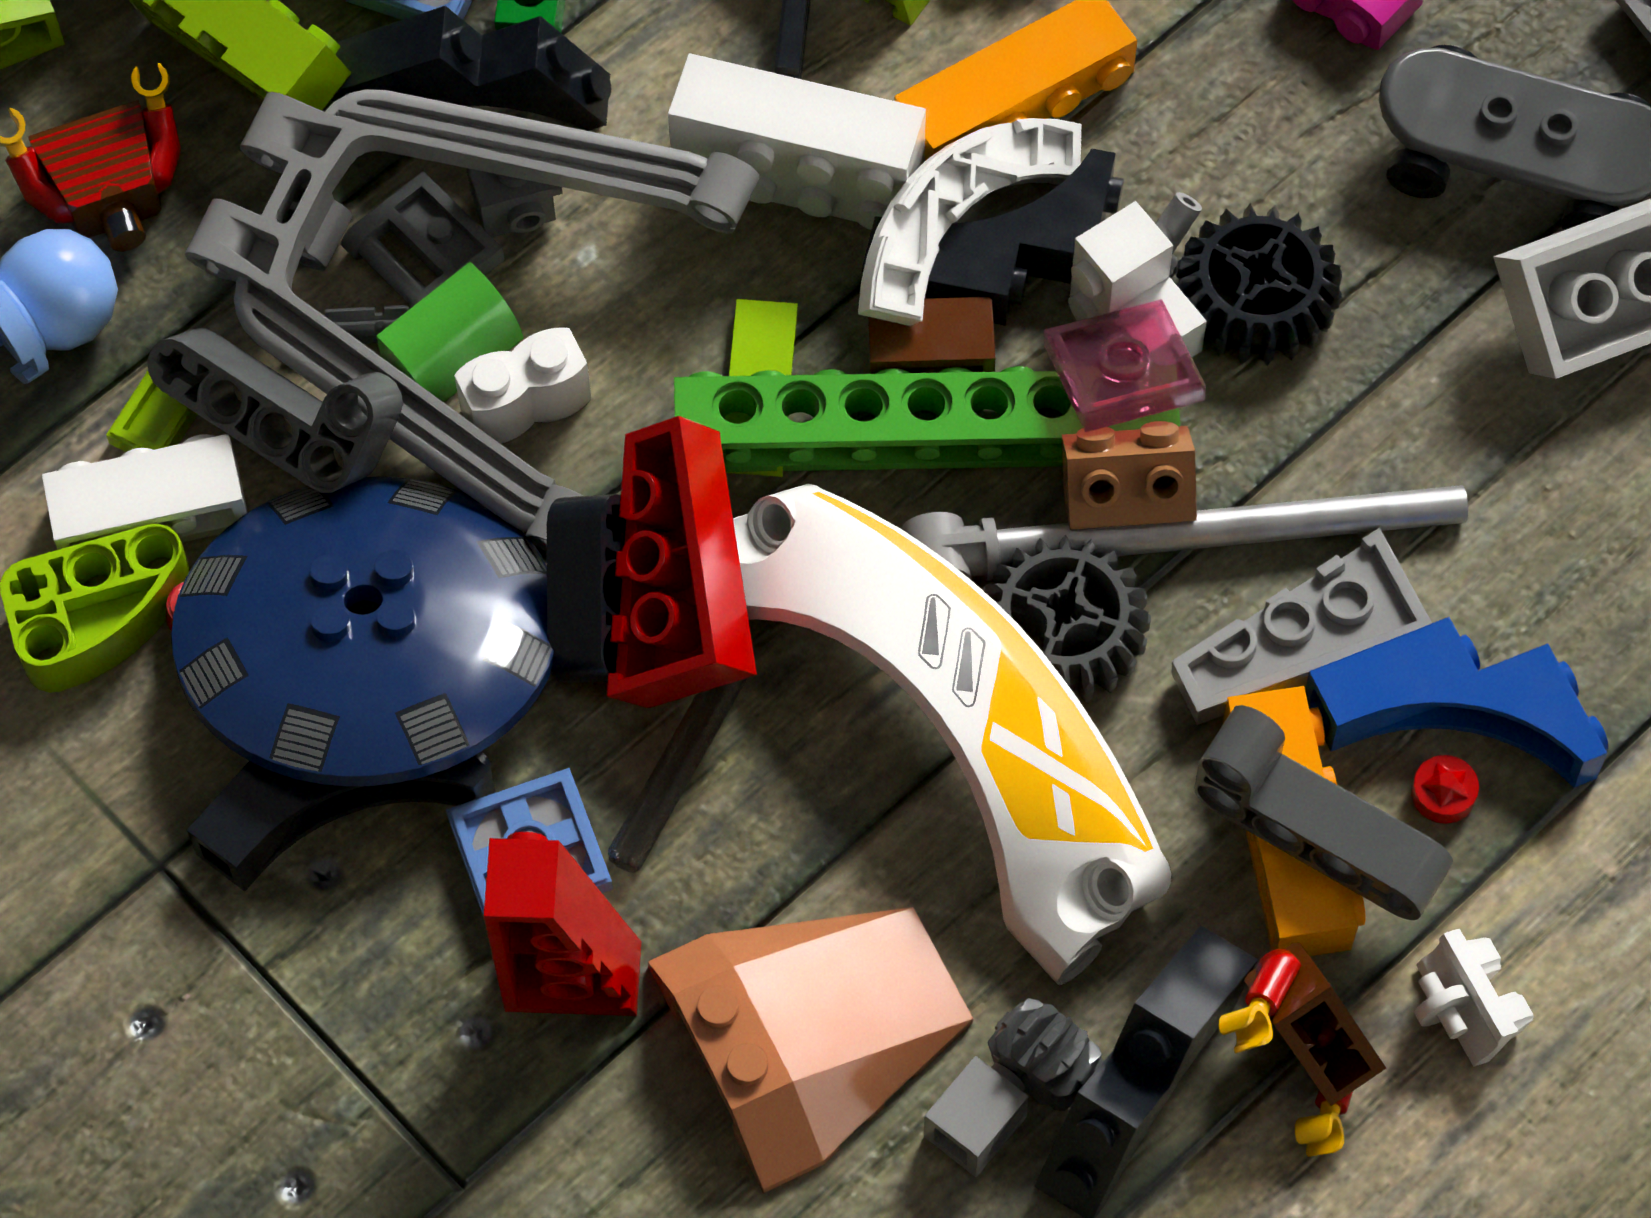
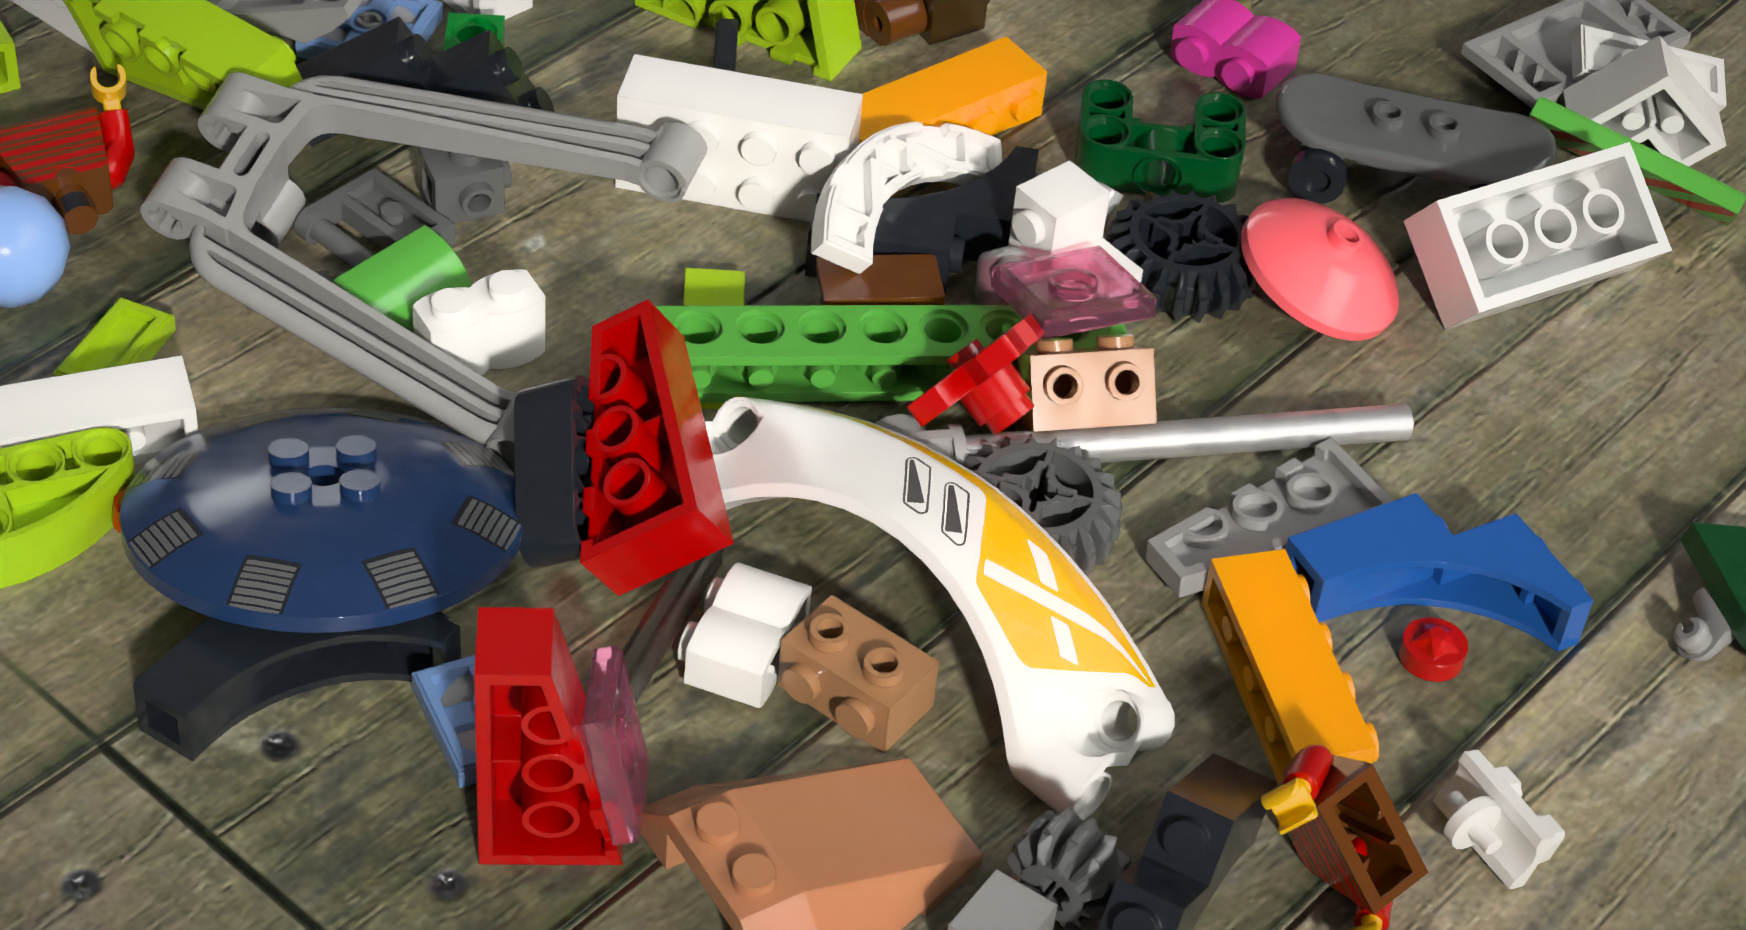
camera: 10 degrees left, 20 degrees down
(201, 374) = (221, 331): dark grey beam -> none
(629, 915) = (616, 744): none -> clear pink tile
(765, 766) = (741, 632): none -> white brick
(868, 817) = (857, 673): none -> medium nougat brick
(1018, 482) = (984, 381): none -> red plant
(1057, 310) = (983, 292): none -> light grey arm
(1252, 148) = (1159, 156): none -> dark green beam
(1315, 819) = (1319, 645): dark grey beam -> none
(1383, 323) = (1320, 268): none -> coral dish

